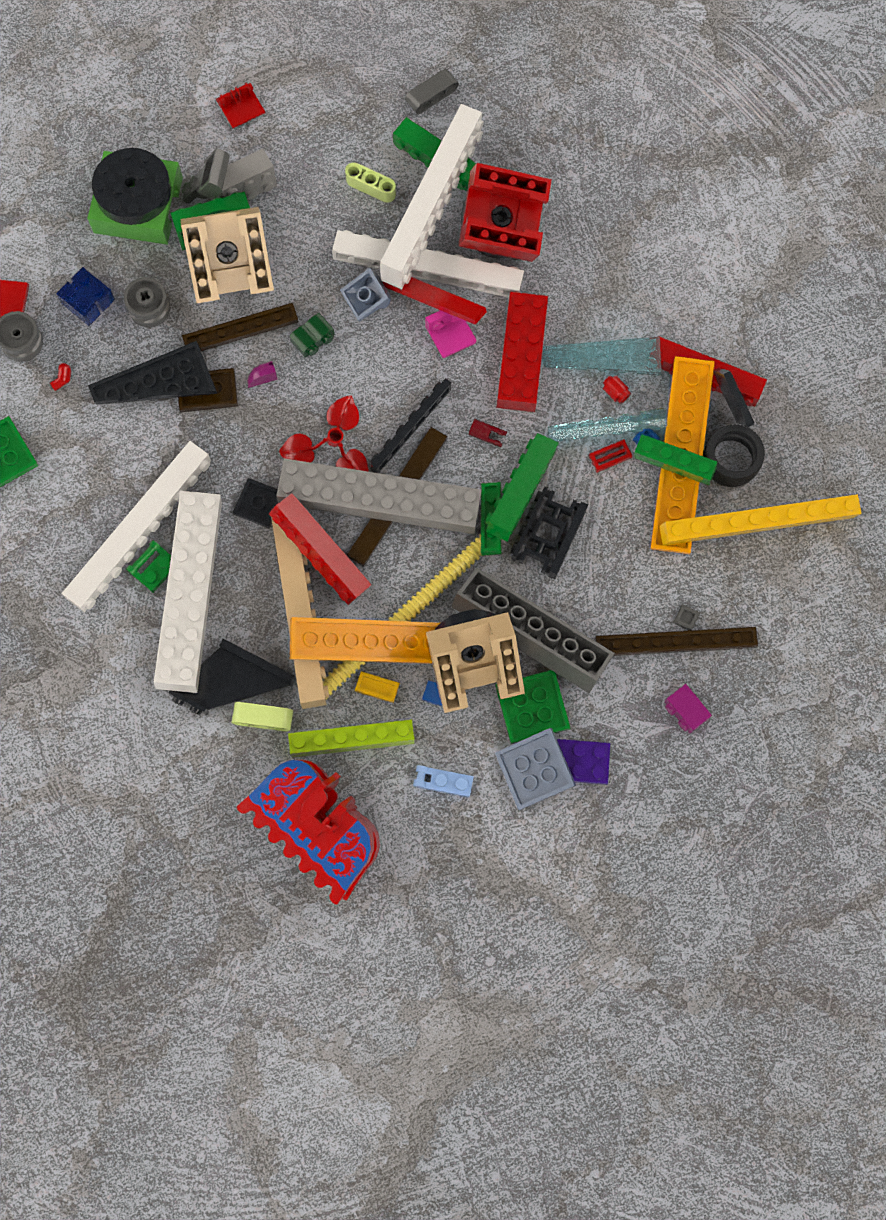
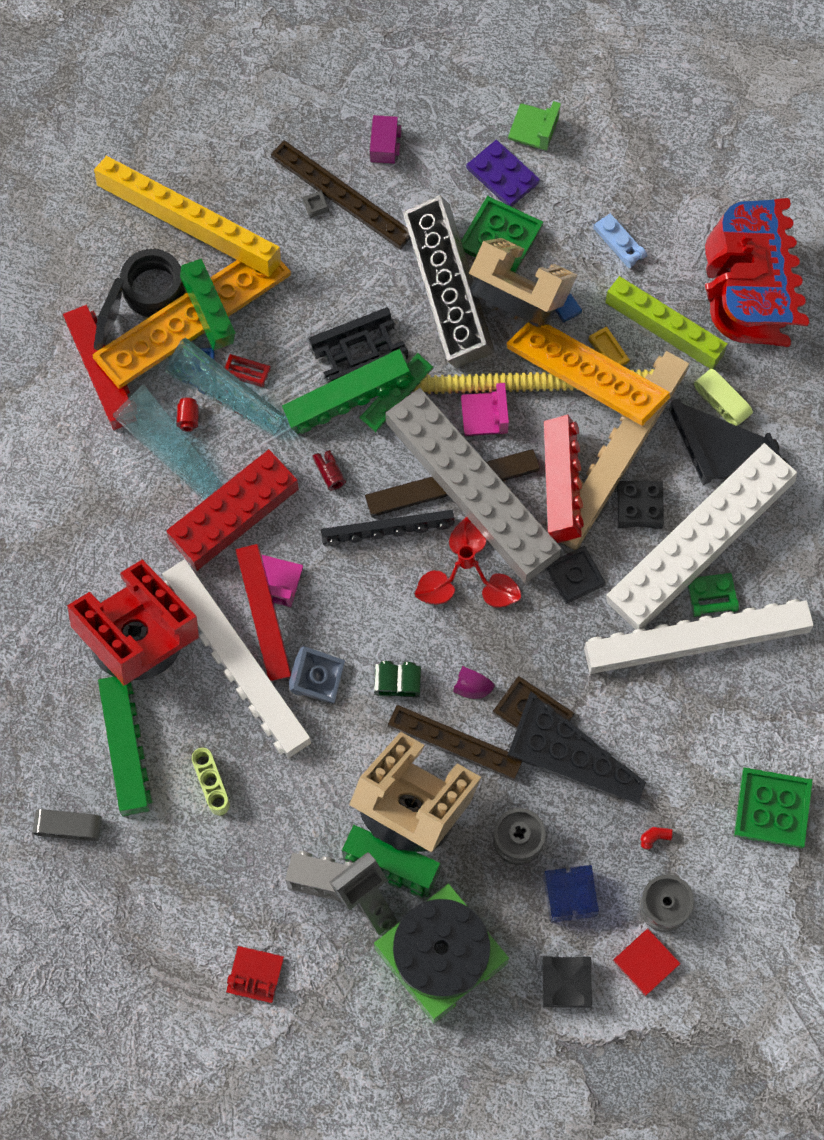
camera: 135 degrees left, 5 degrees down
(45, 245) = (567, 982): none -> black brick
(254, 586) = (640, 504): none -> black brick
(419, 561) = (485, 412): none -> dark pink bracket
(431, 197) = (178, 696): white brick -> none
(535, 769) = (543, 187): sand blue plate -> none
(590, 820) = (535, 125): none -> bright green bracket

